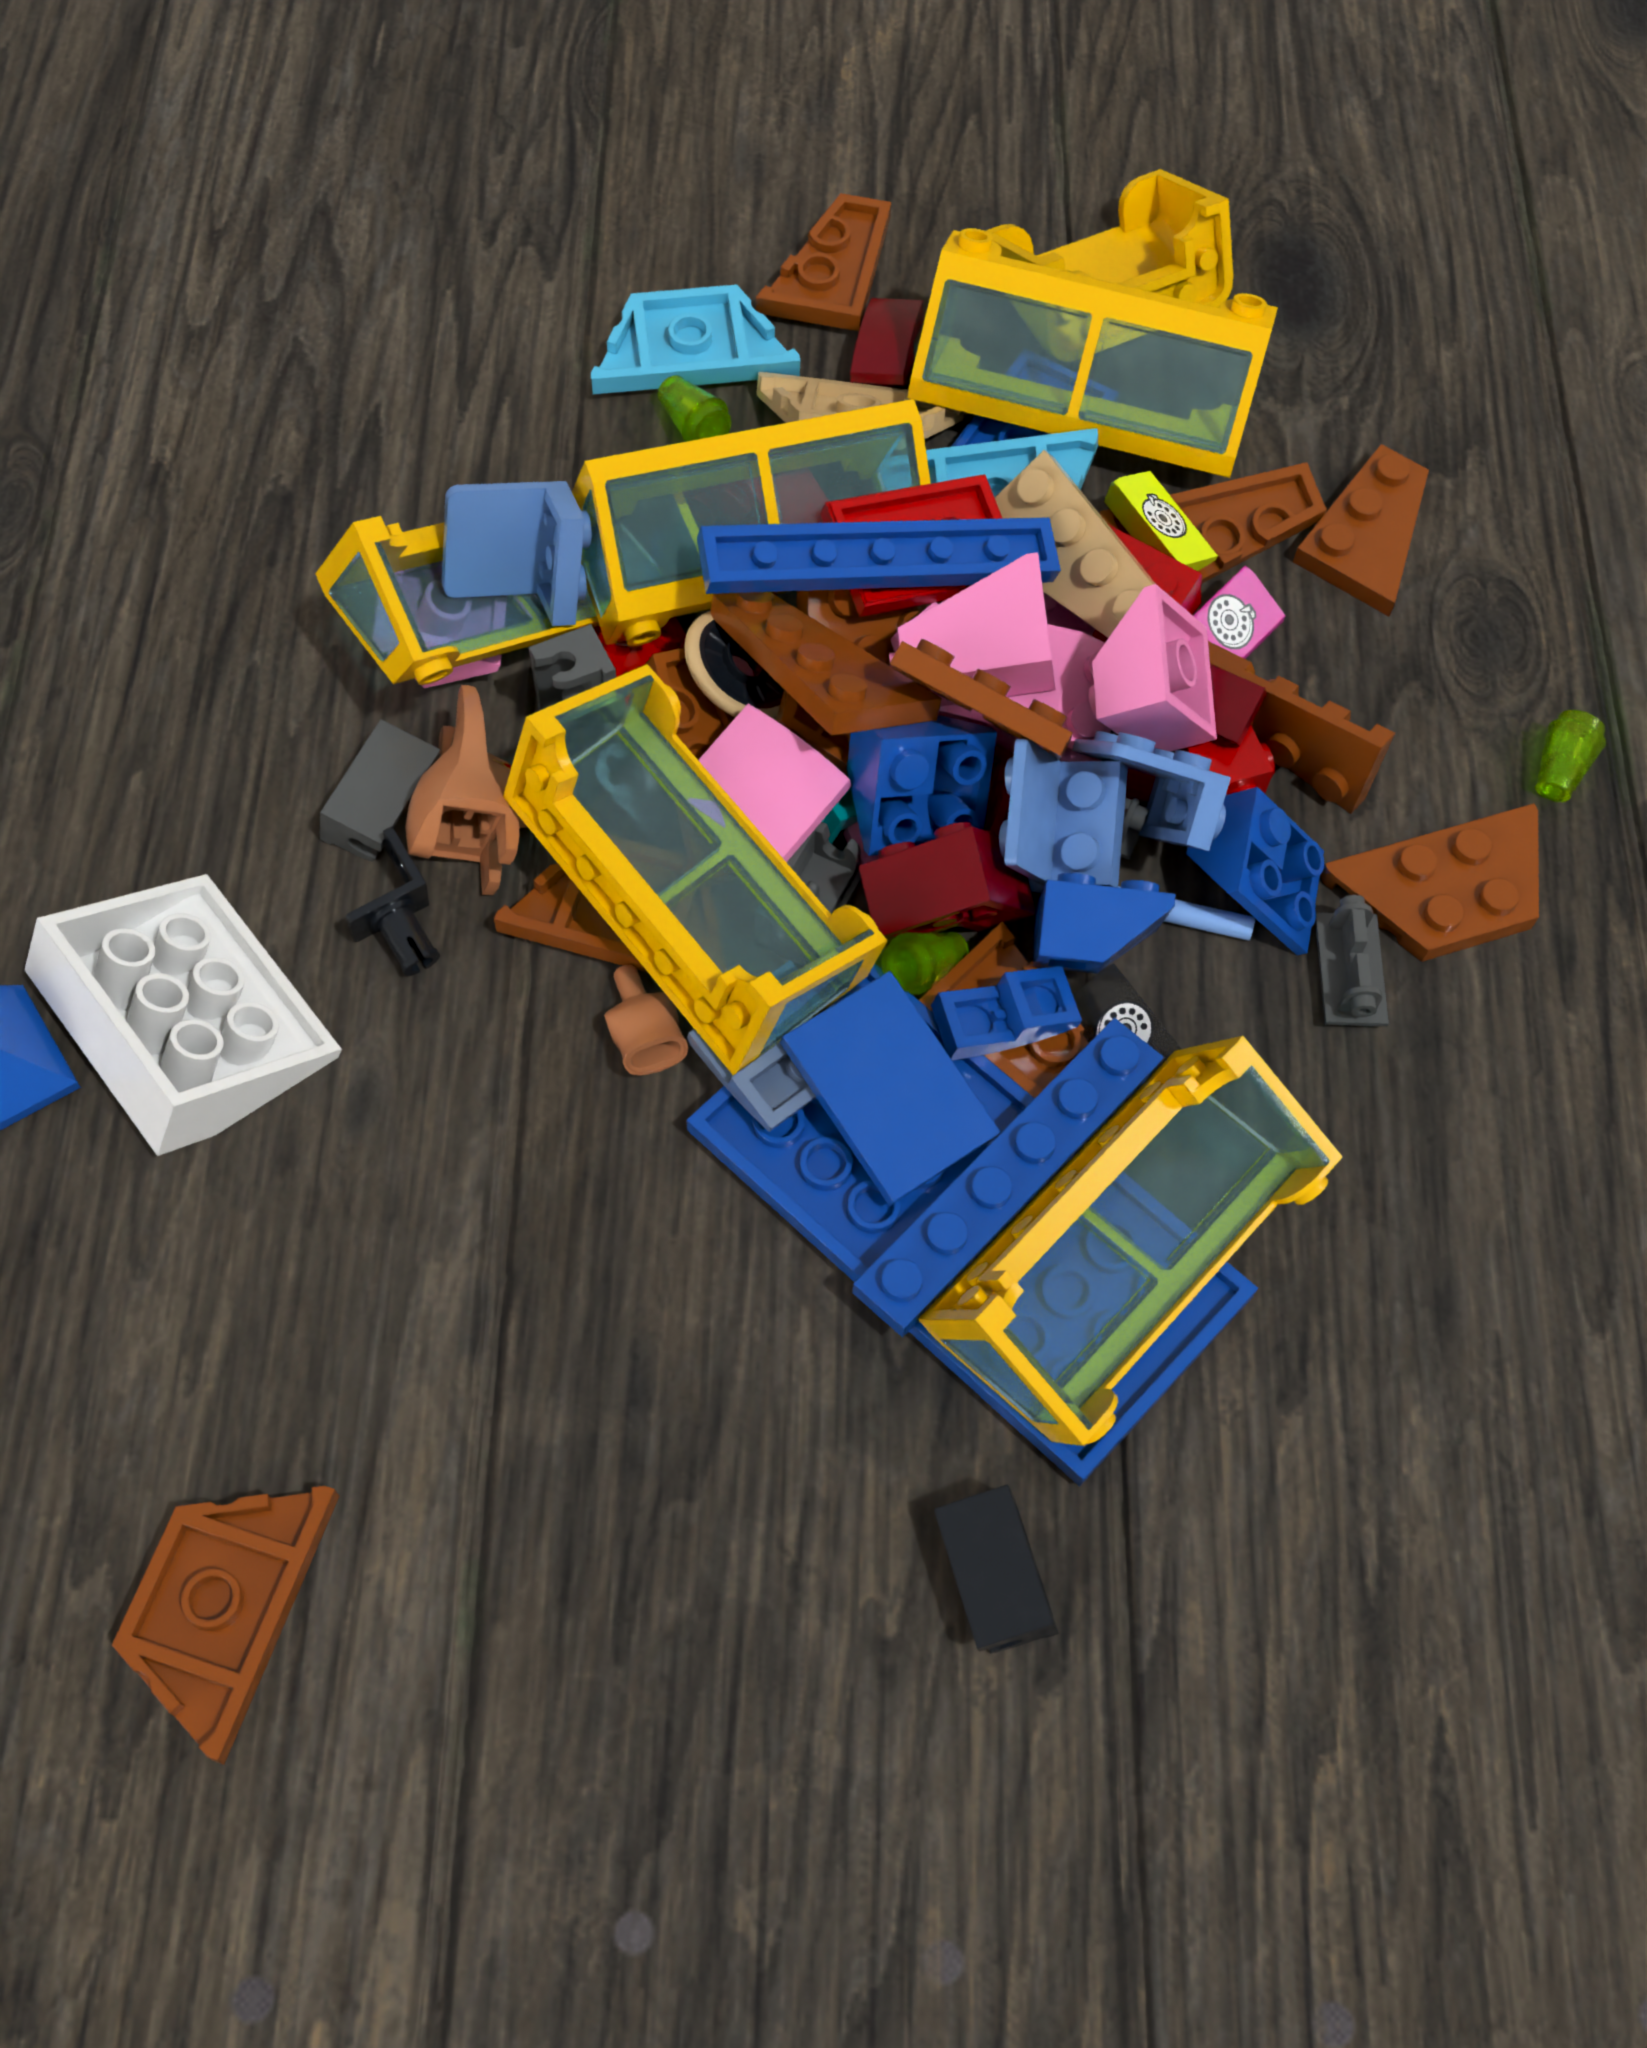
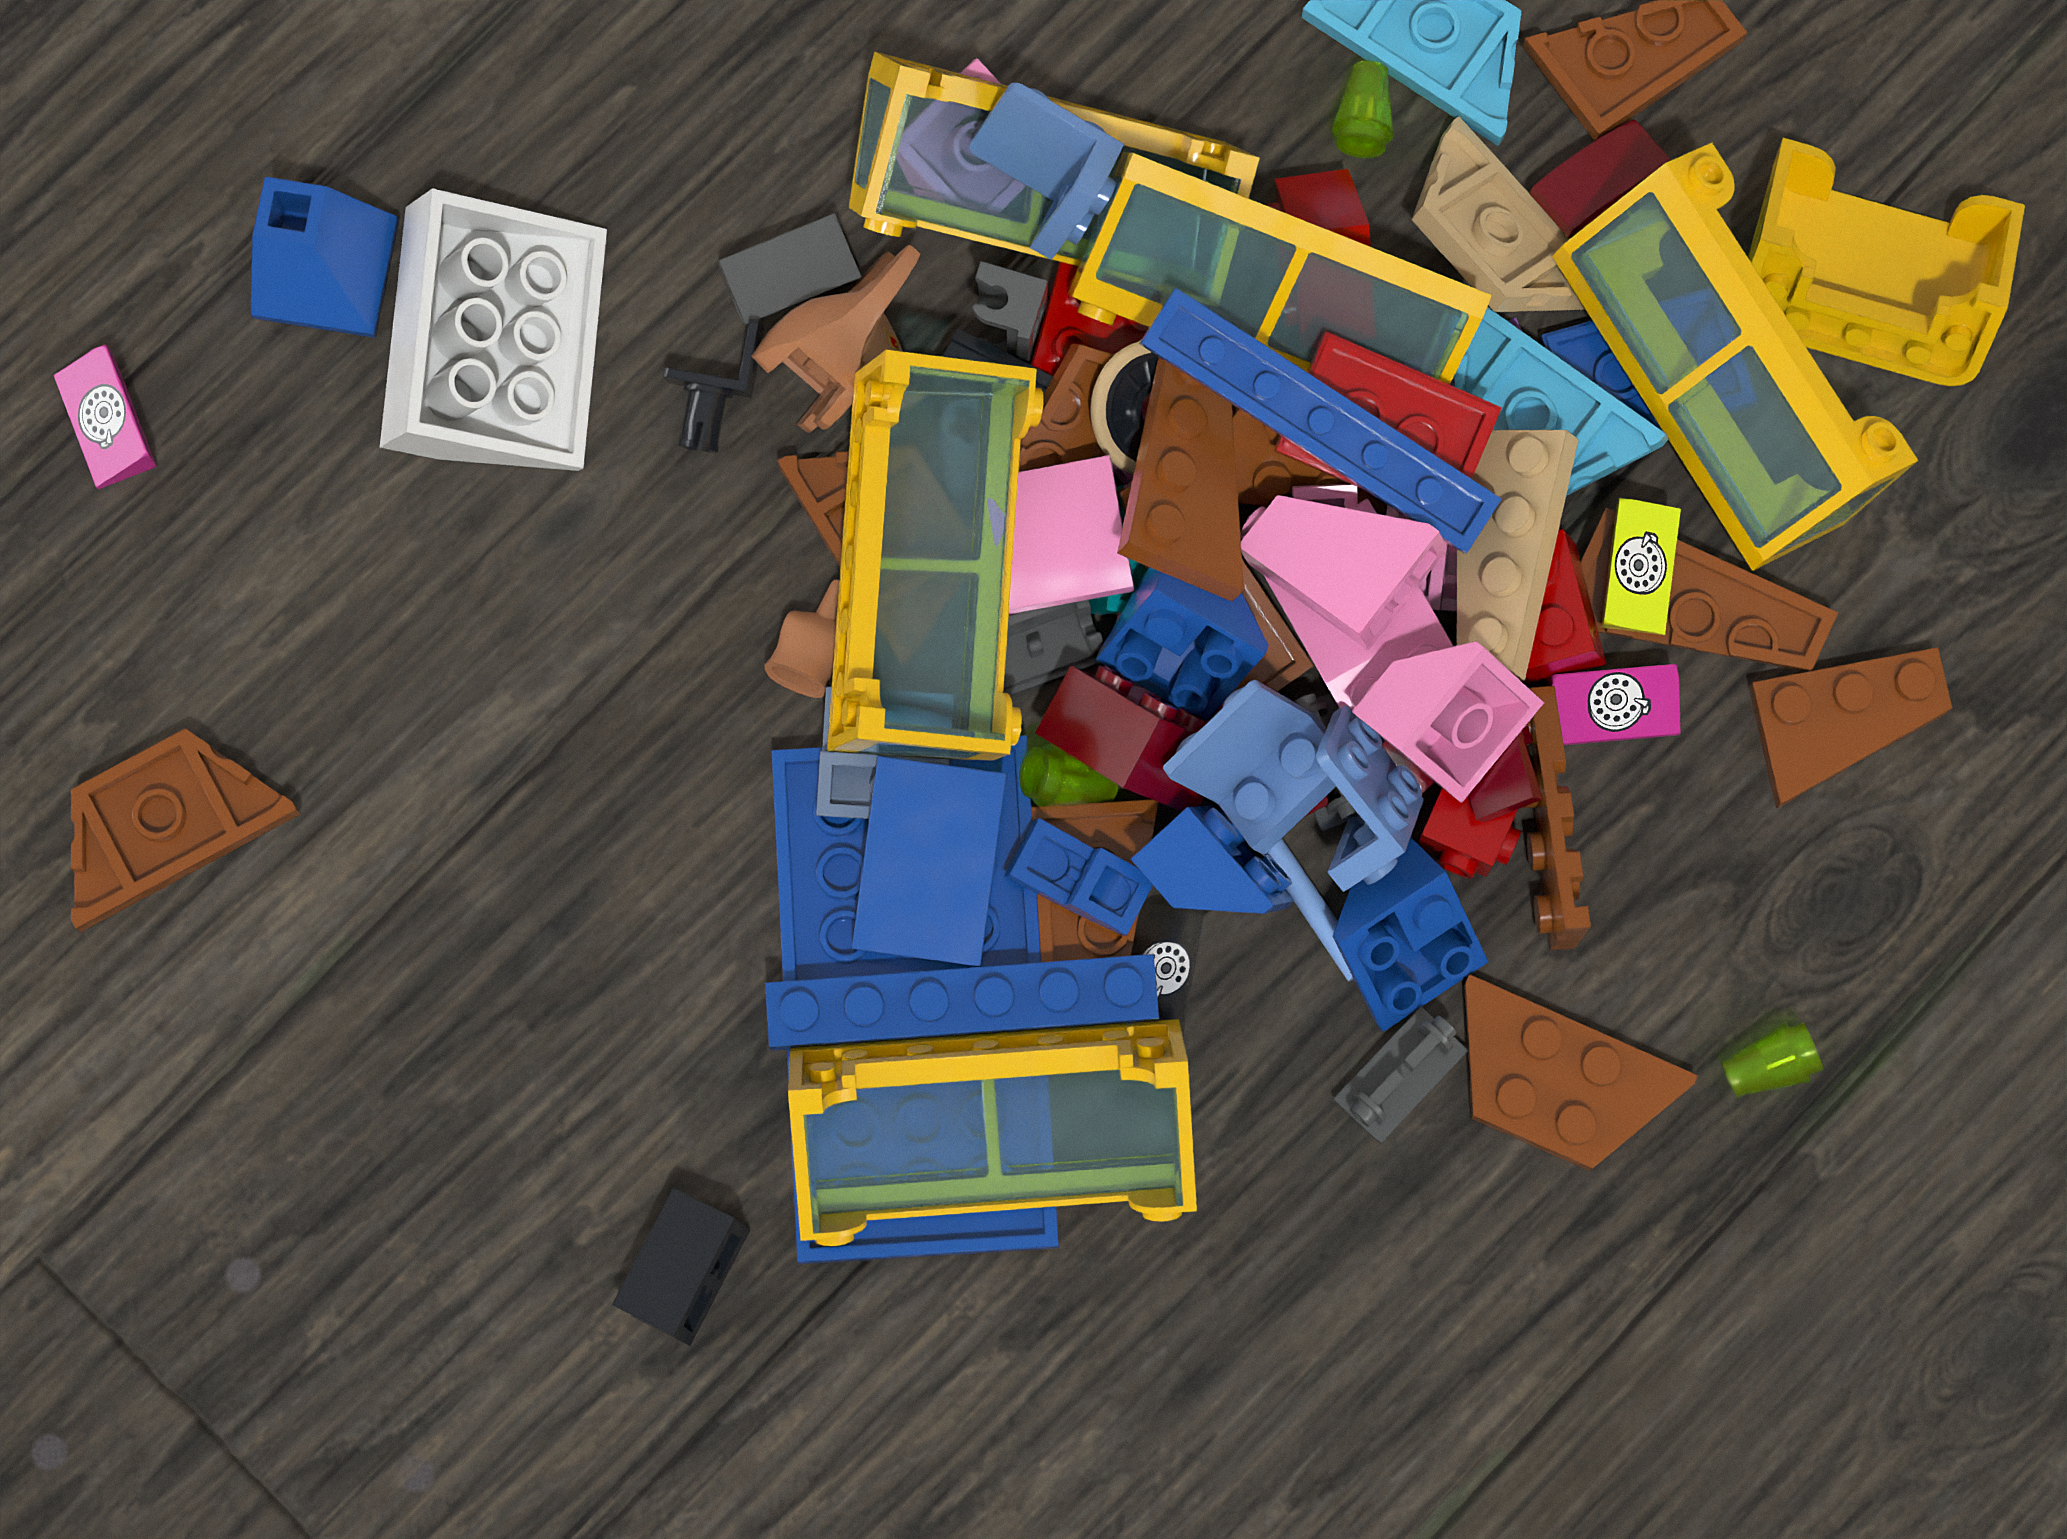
camera: 45 degrees right, 15 degrees up
(983, 693) = (1271, 631): dark orange wing -> none

